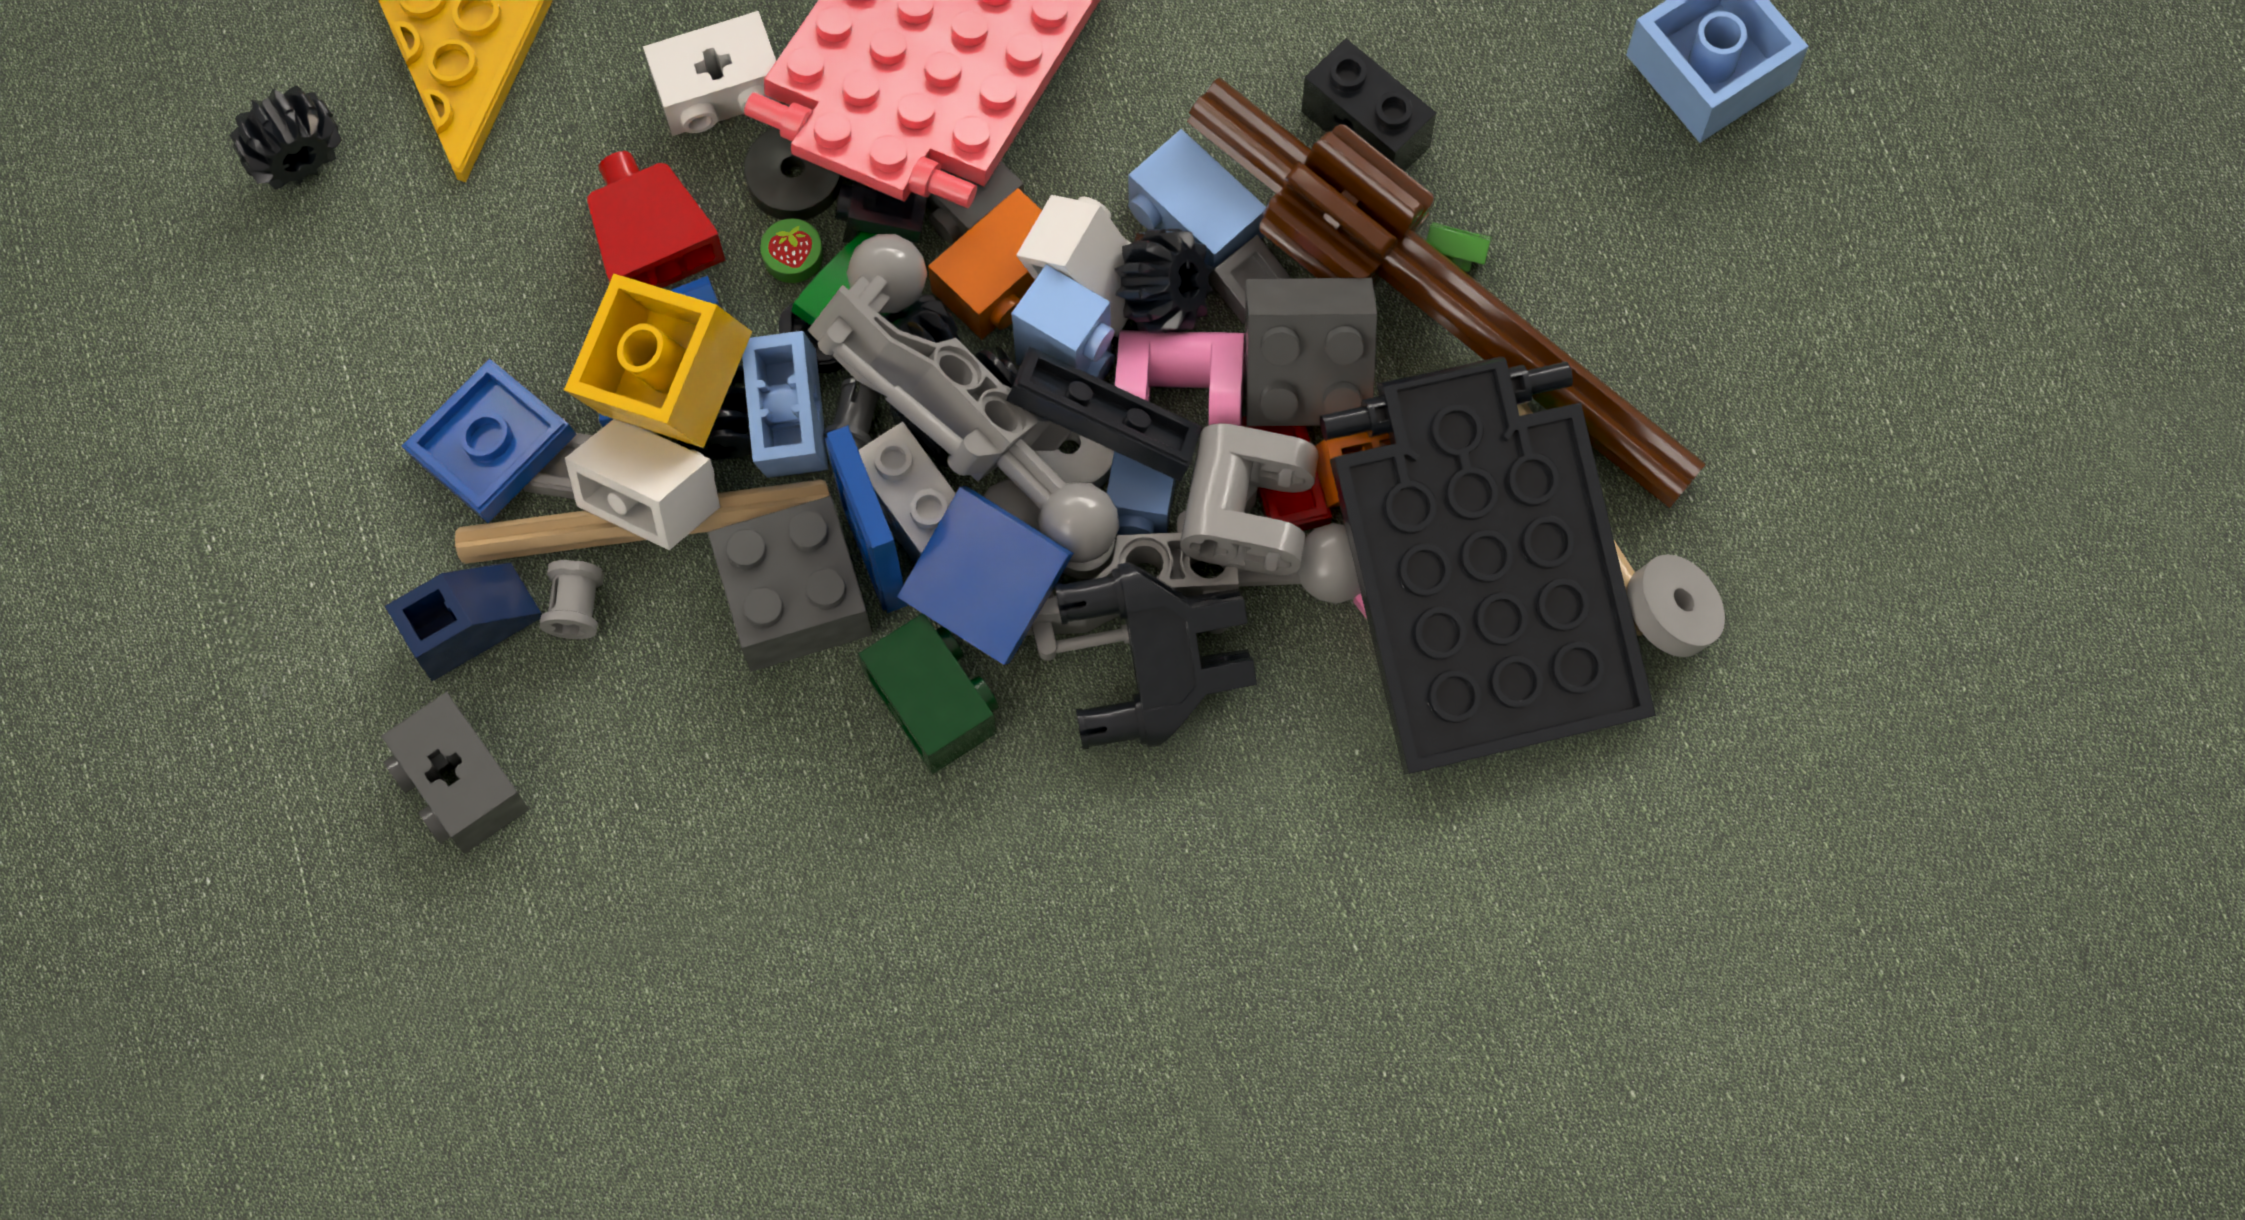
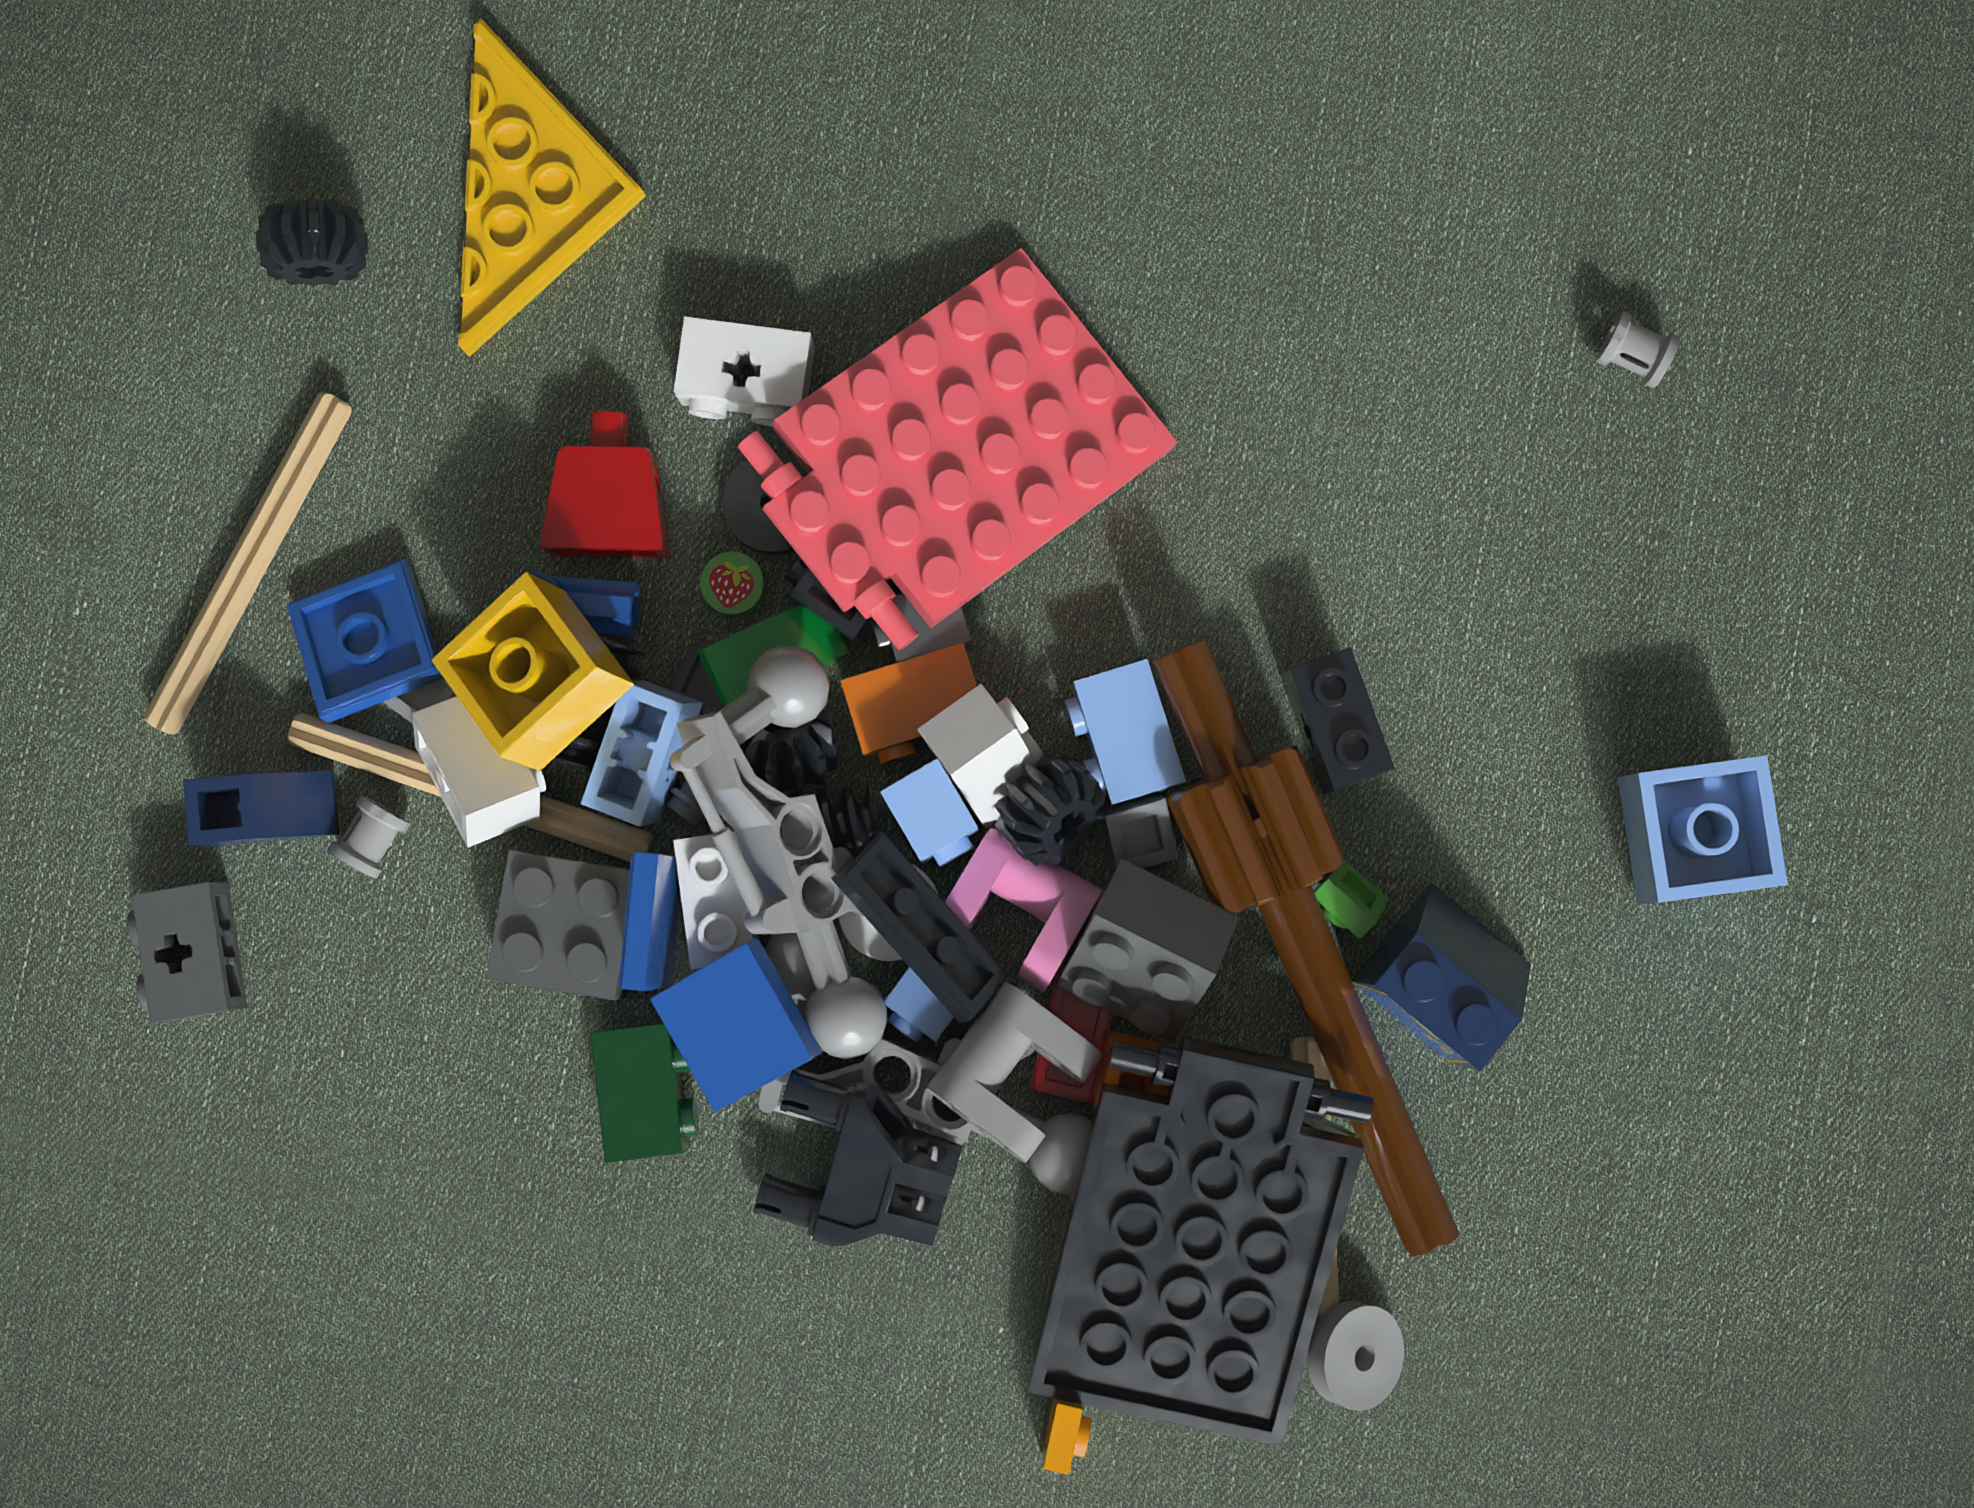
camera: 25 degrees right, 15 degrees up
(349, 433) = (247, 563): none -> tan axle
(1461, 797) = (1065, 1436): none -> light orange plate
(1574, 271) = (1448, 980): none -> slope

